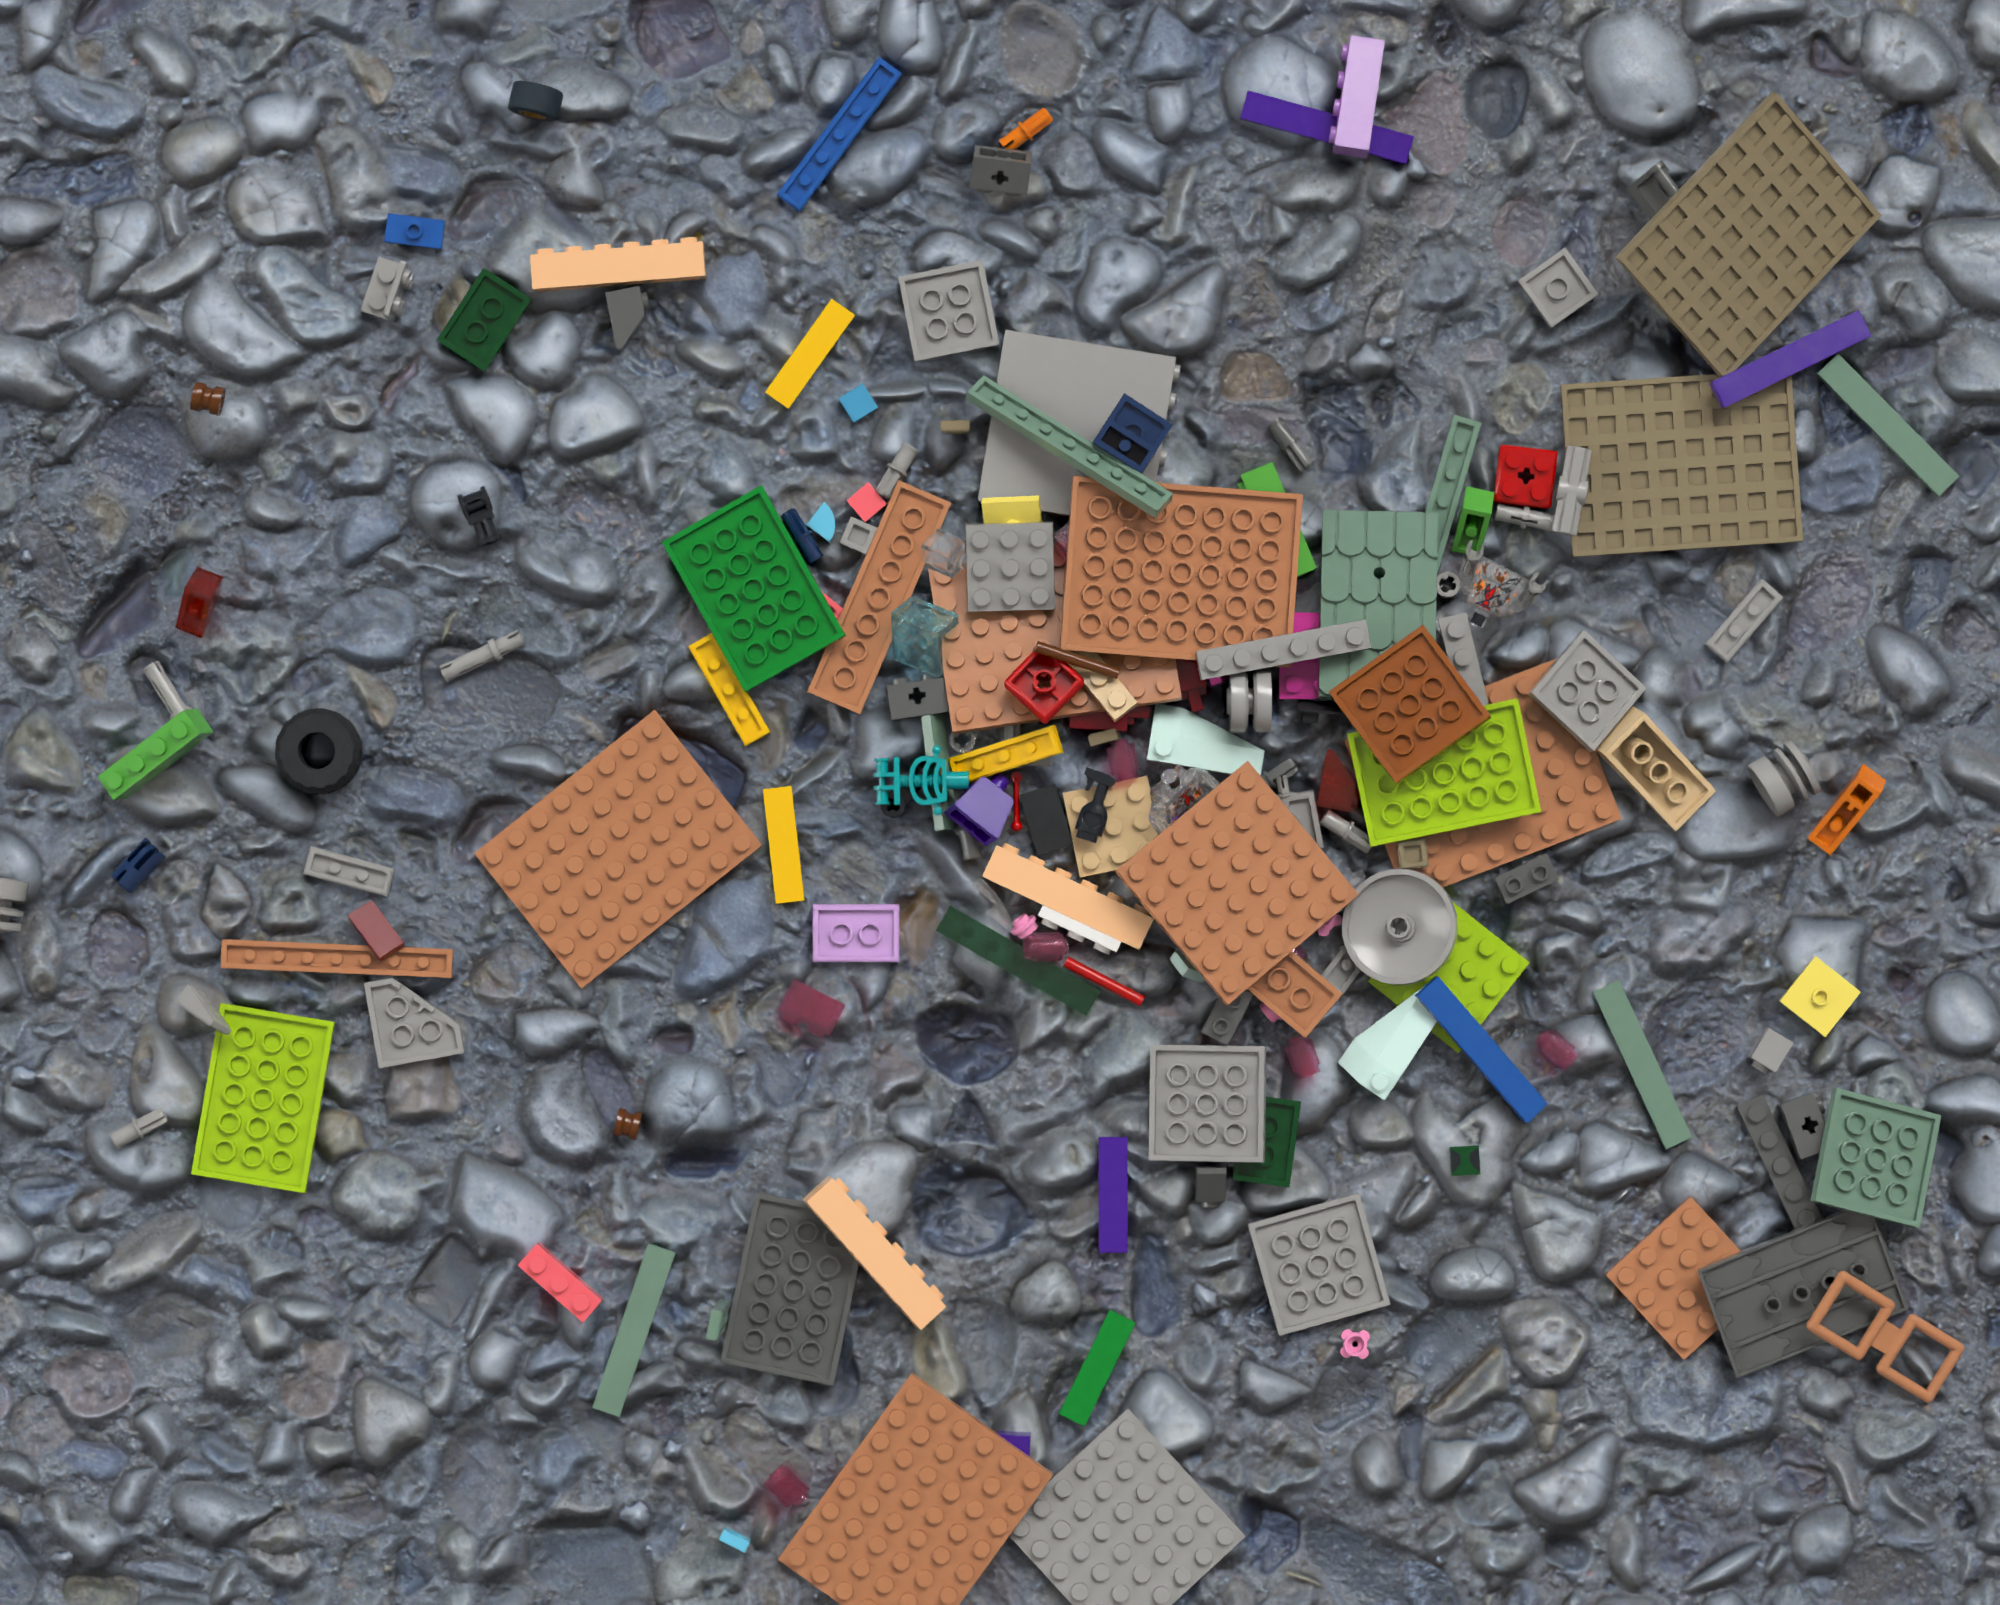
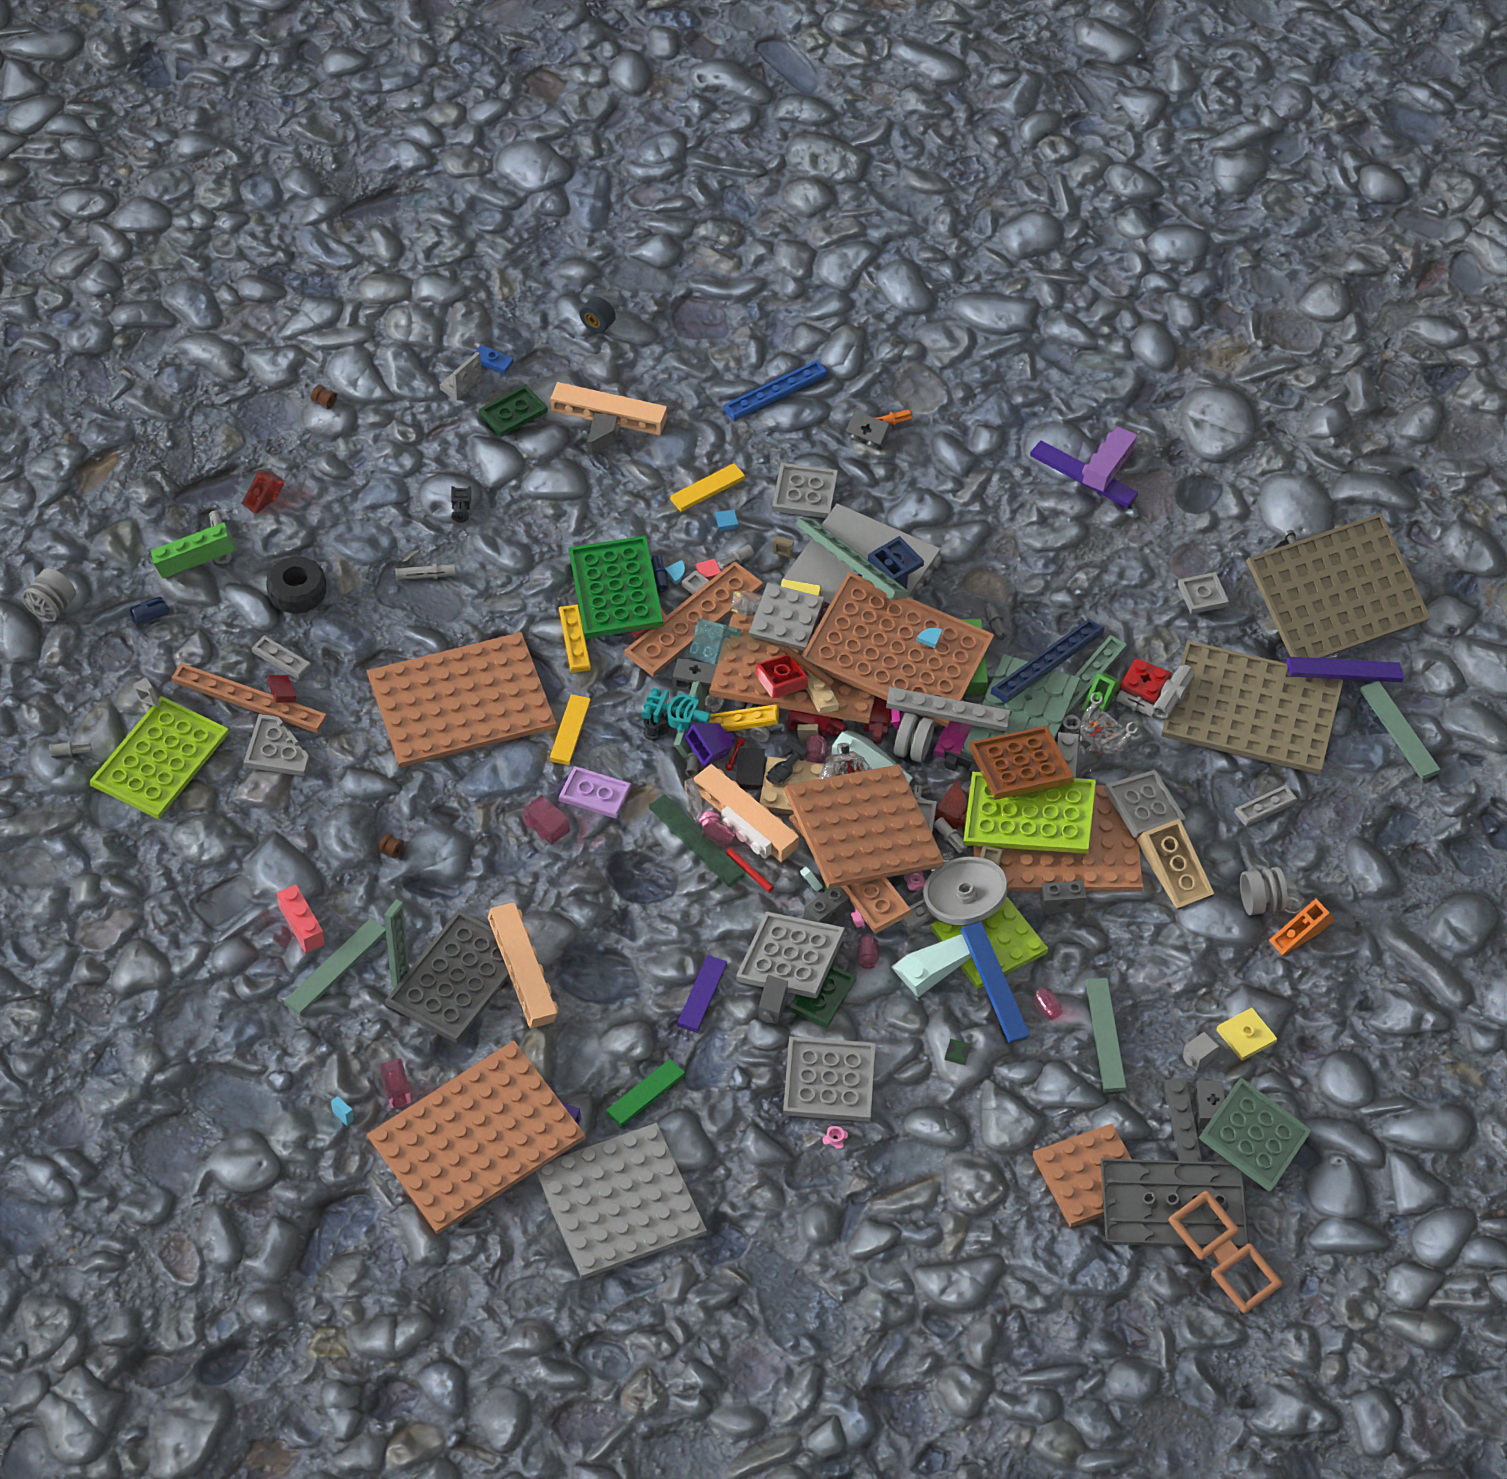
camera: 15 degrees right, 35 degrees down
(1221, 542) = (929, 637): none -> medium azure tile
(1386, 501) = (1047, 661): none -> dark blue tile

